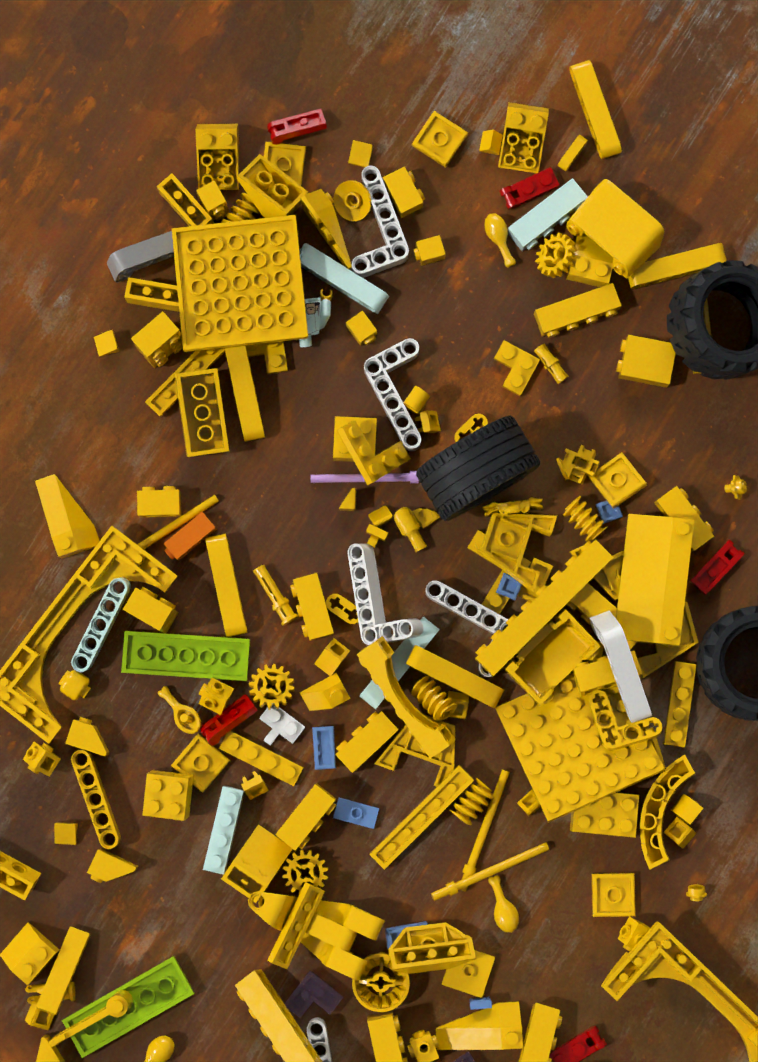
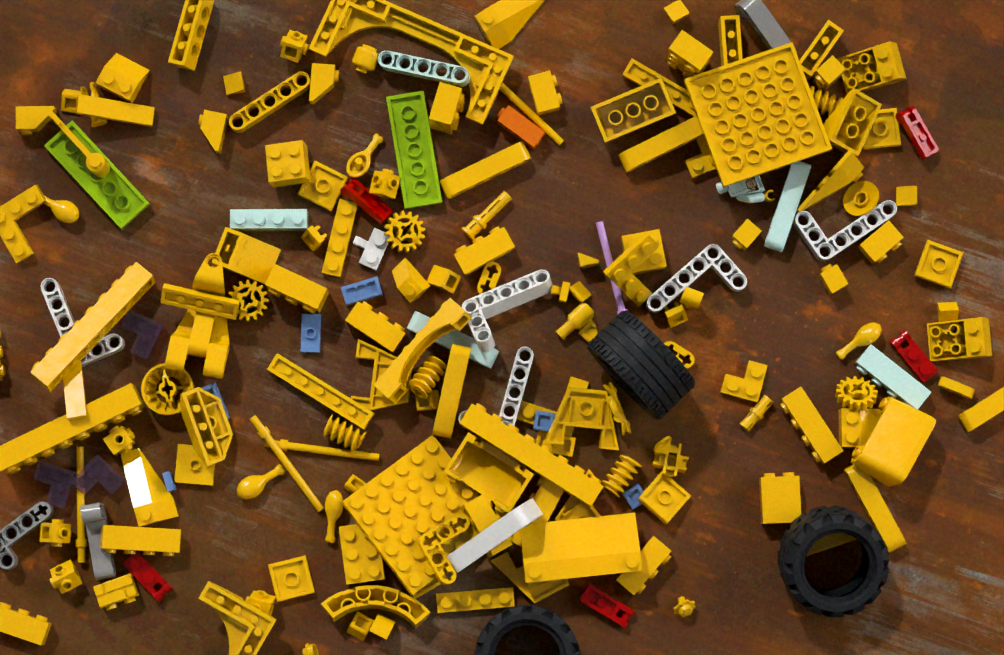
camera: 75 degrees right, 0 degrees up
(552, 832) = (333, 510): none -> yellow piece

